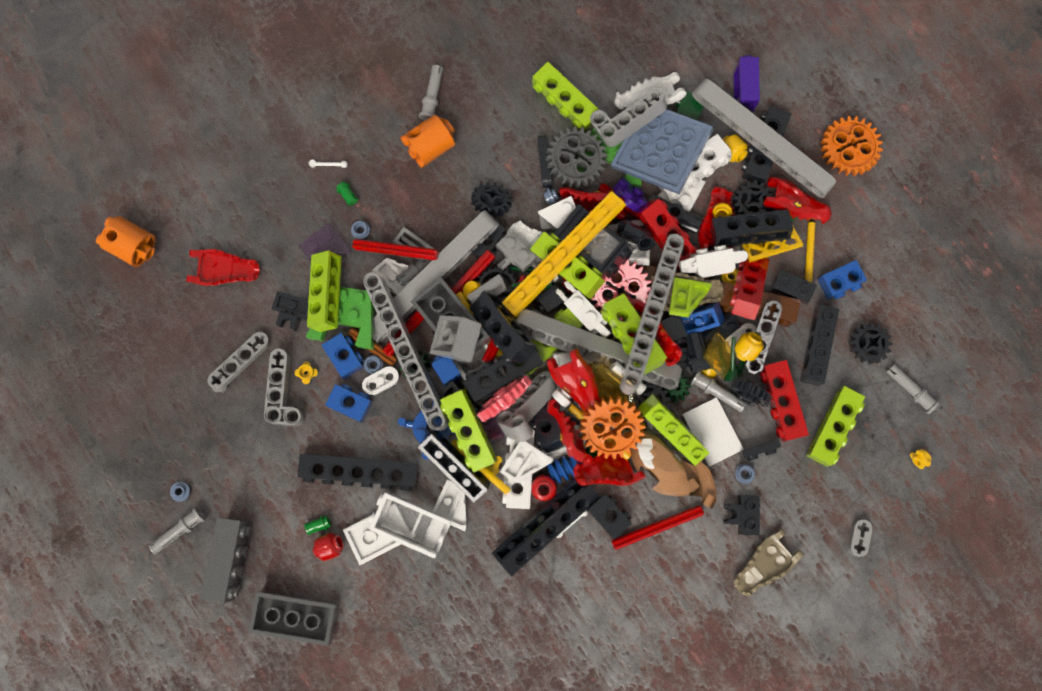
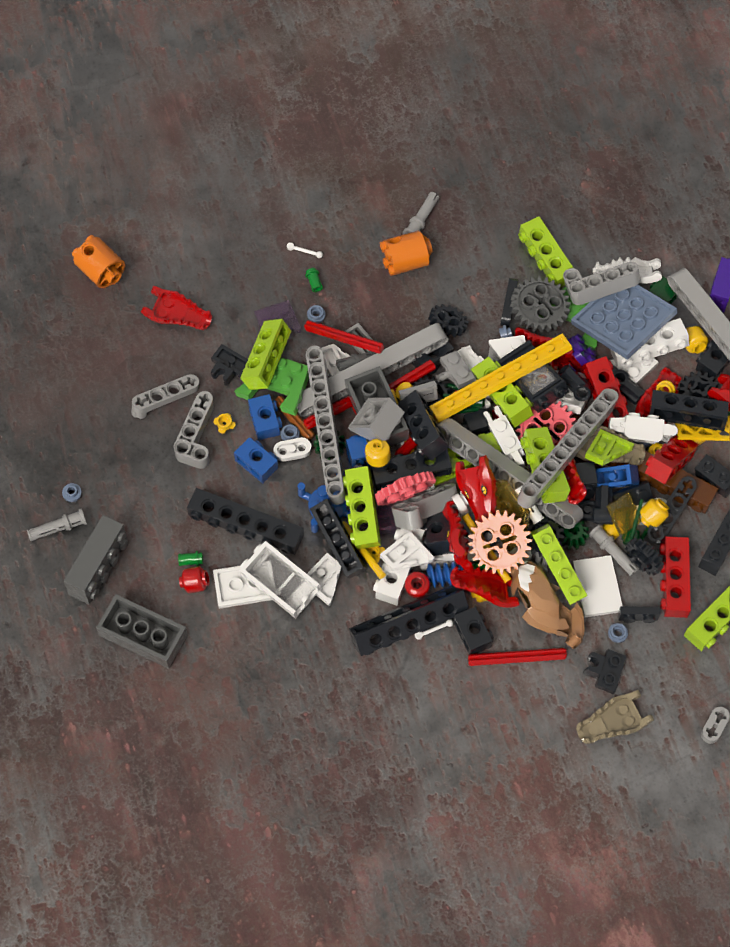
camera: 15 degrees right, 15 degrees down
(467, 373) = (377, 453): none -> yellow head

